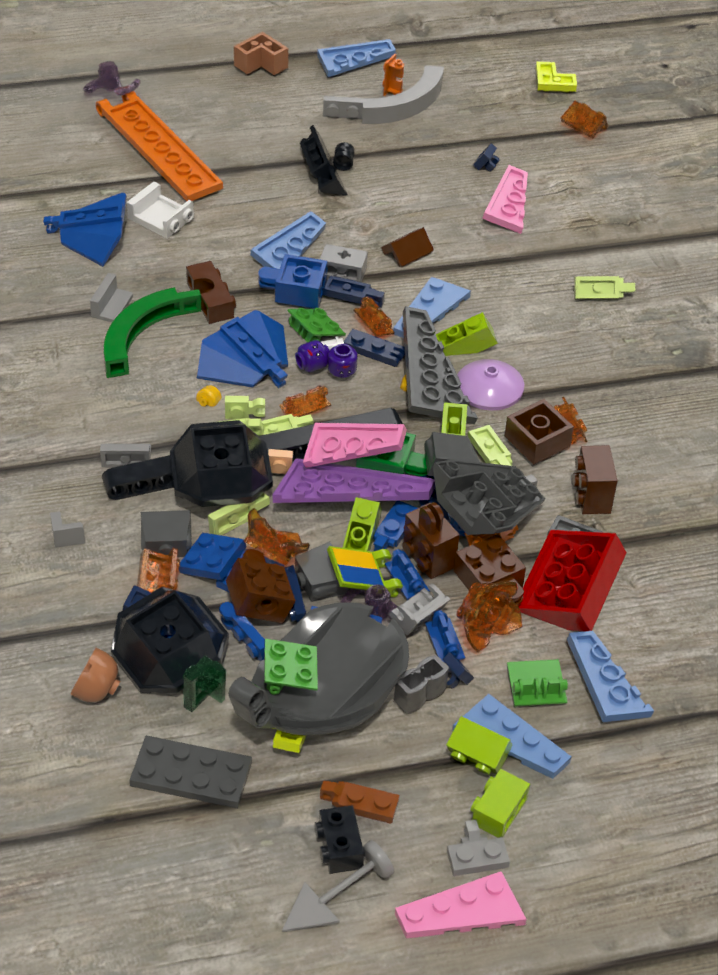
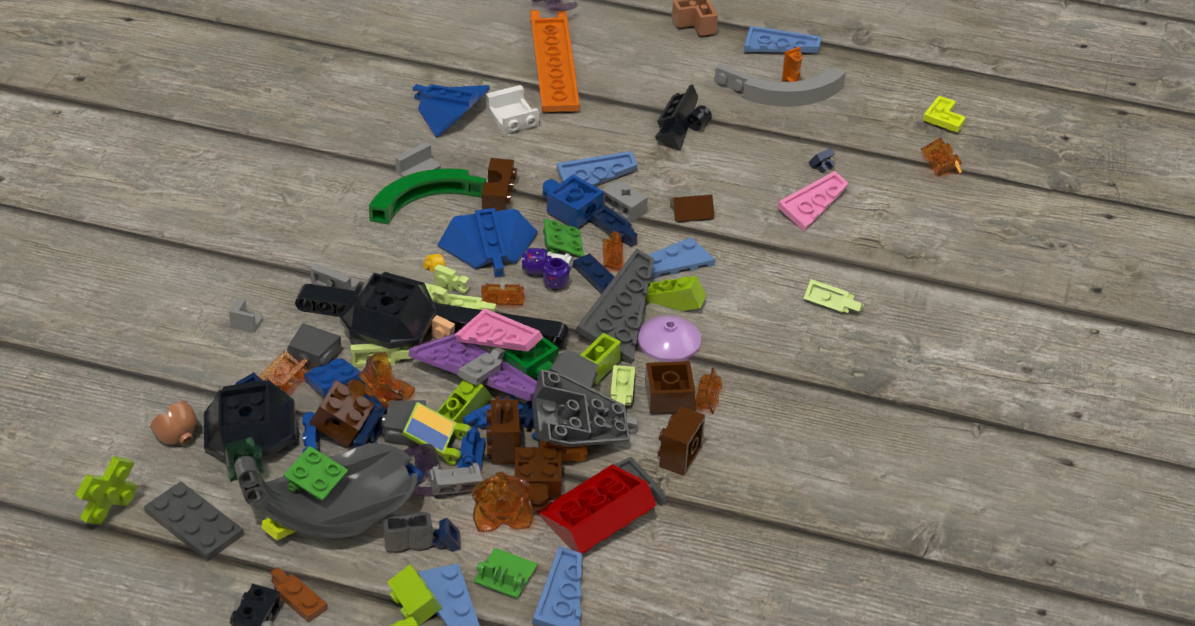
camera: 30 degrees right, 5 degrees down
(93, 781) = (107, 490): none -> lime plate
(363, 483) = (482, 366): none -> light grey hinge
(444, 636) = (461, 508): blue hinge -> none

